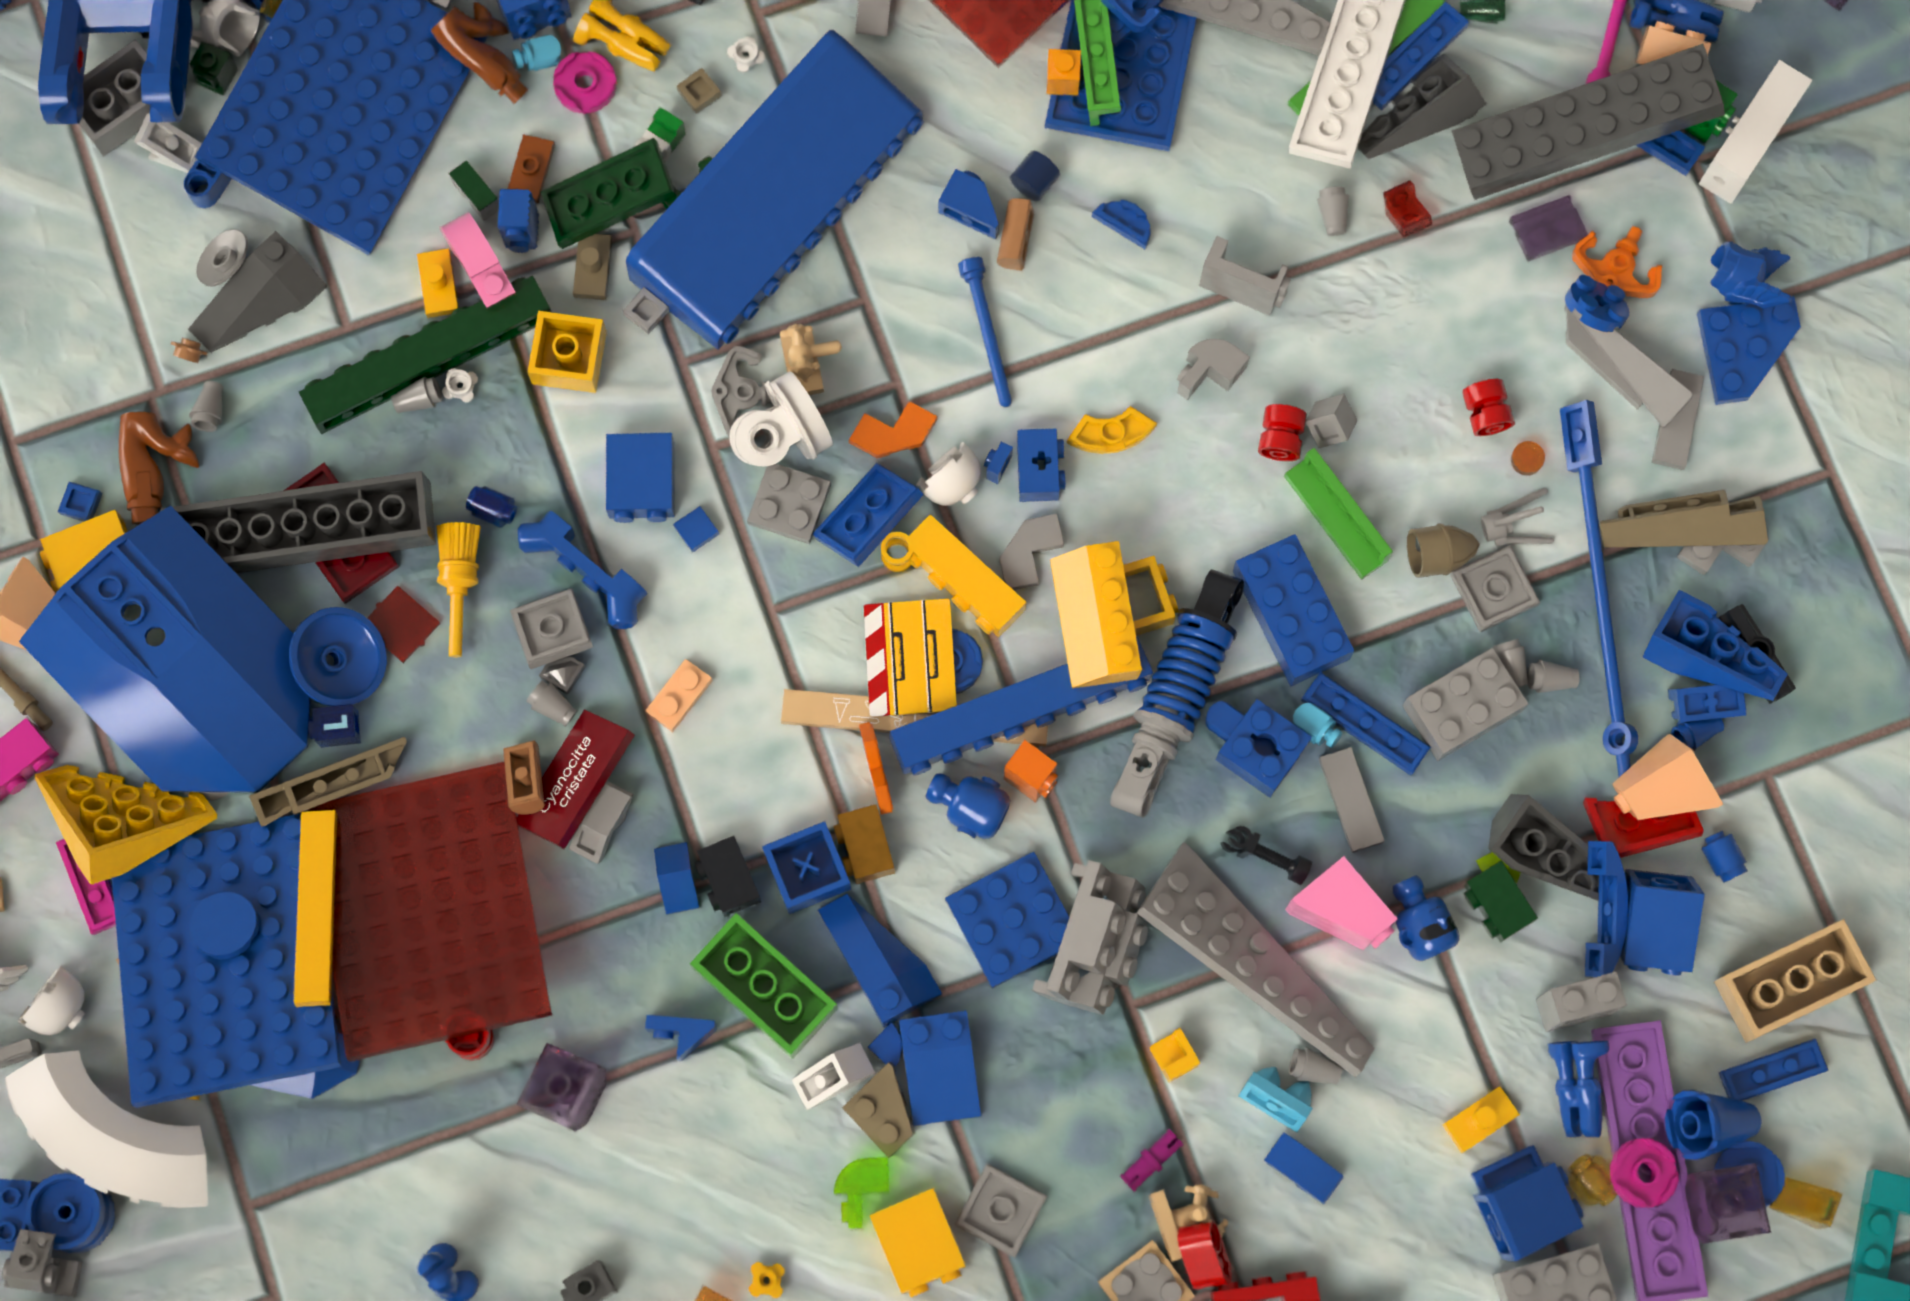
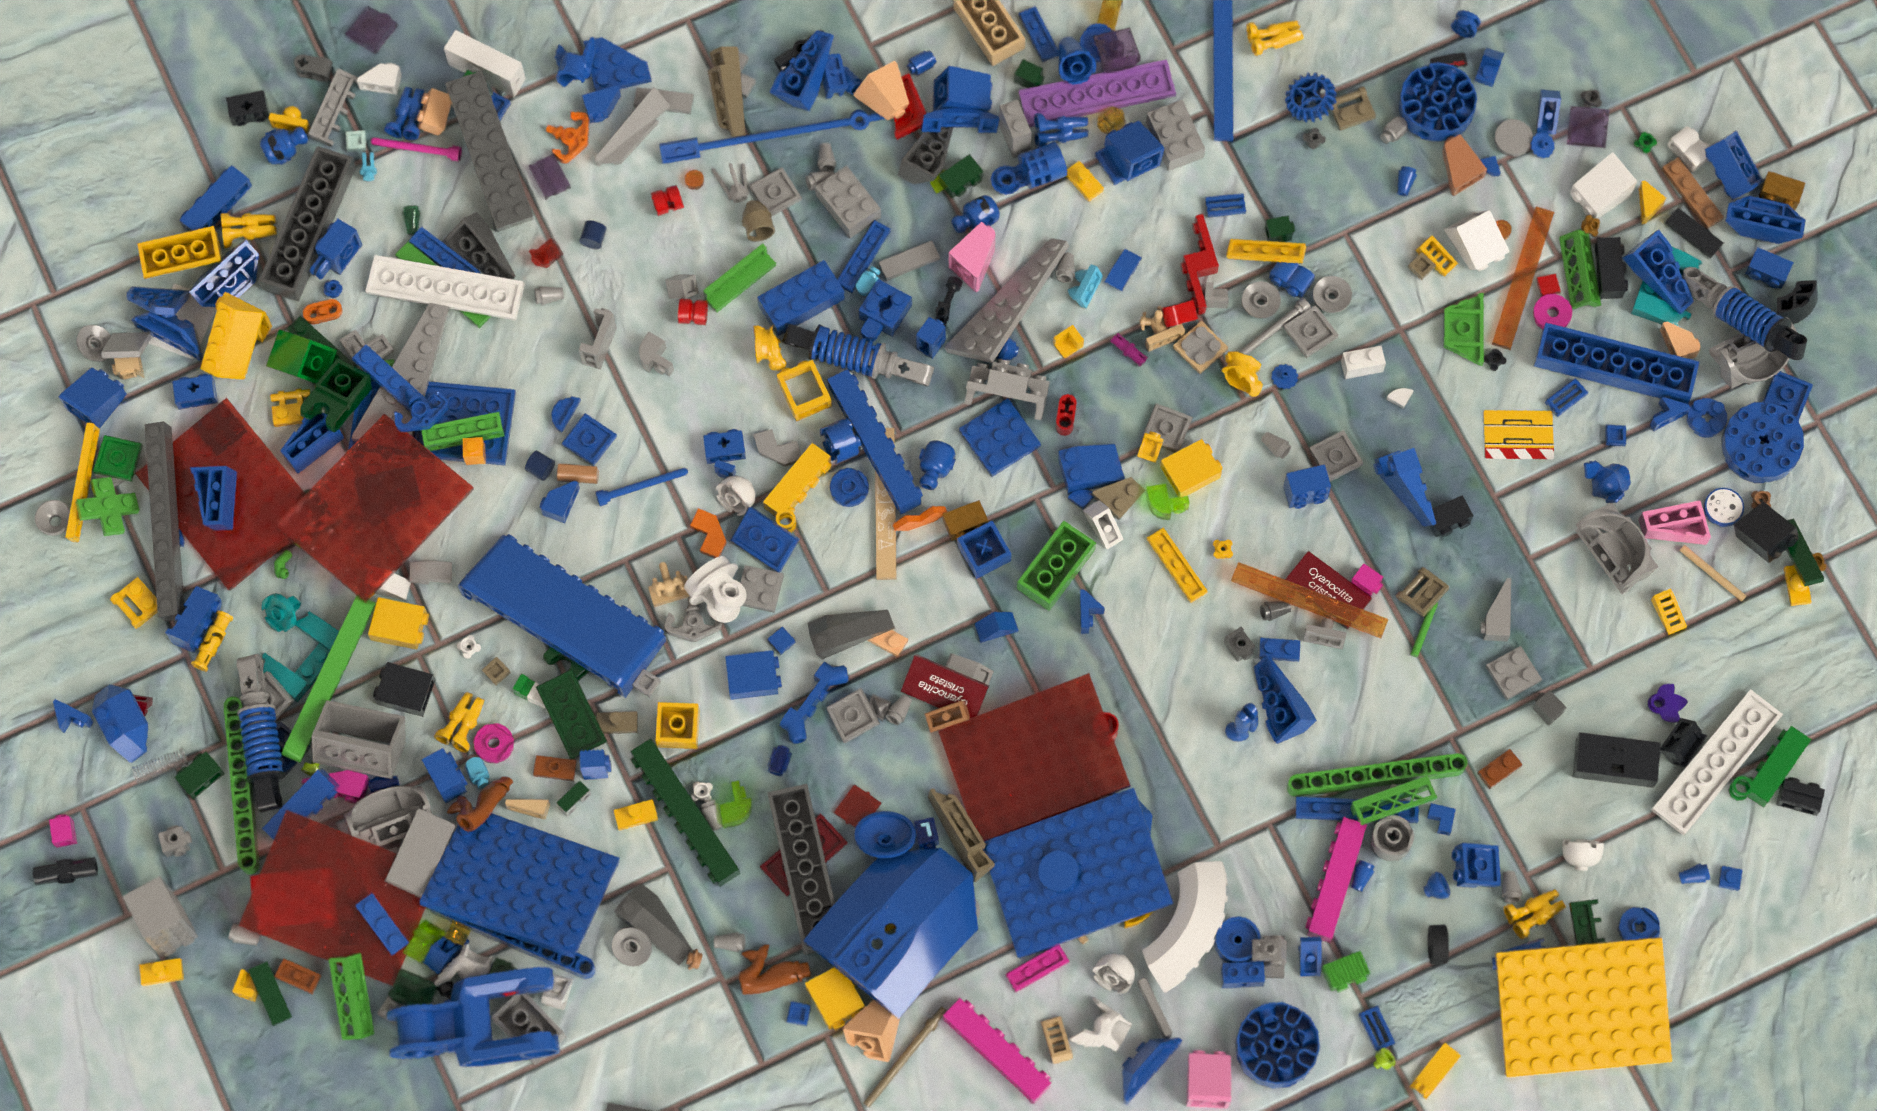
camera: 95 degrees left, 5 degrees down
(117, 824) = (1001, 953): yellow slope -> none
(315, 909) = (1042, 819): yellow tile -> none
(419, 437) = (738, 811): none -> clear neon green brick
(457, 572) = (824, 773): yellow piece -> none
(467, 128) = (529, 807): none -> tan slope
(477, 259) = (615, 787): bright pink arch -> none
(563, 1088) = (1128, 672): clear purple slope -> none
(695, 620) = (842, 631): none -> dark grey wedge
(728, 876) = (993, 595): black hinge -> none
(748, 1197) = (1177, 565): none -> yellow tile
(883, 966) = (1036, 505): blue wedge -> none
(909, 657) = (850, 508): yellow sticker -> none
(964, 1175) = (1150, 447): none -> yellow bracket
(1025, 648) = (840, 440): none -> blue brick
(1031, 772) = (914, 430): orange brick -> none
(1045, 1044) = (1063, 416): none -> red beam
(1074, 256) = (589, 439): none -> blue plate
(1096, 615) = (818, 399): yellow slope -> none
(1111, 434) = (699, 409): yellow tile -> none
(1165, 949) = (1008, 351): none -> blue cone
(1198, 817) = (931, 337): none -> blue brick
(1206, 547) = (768, 348): none -> yellow piece
(1435, 285) = (593, 234): none -> dark blue piece
(1501, 1029) = (1034, 169): none -> blue cylinder
(1599, 304) = (600, 142): blue plate -> none
(1625, 1173) = (1107, 101): dark pink tile -> none
(1675, 316) = (601, 103): none -> blue slope
(1690, 1043) = (1028, 75): none -> dark green brick

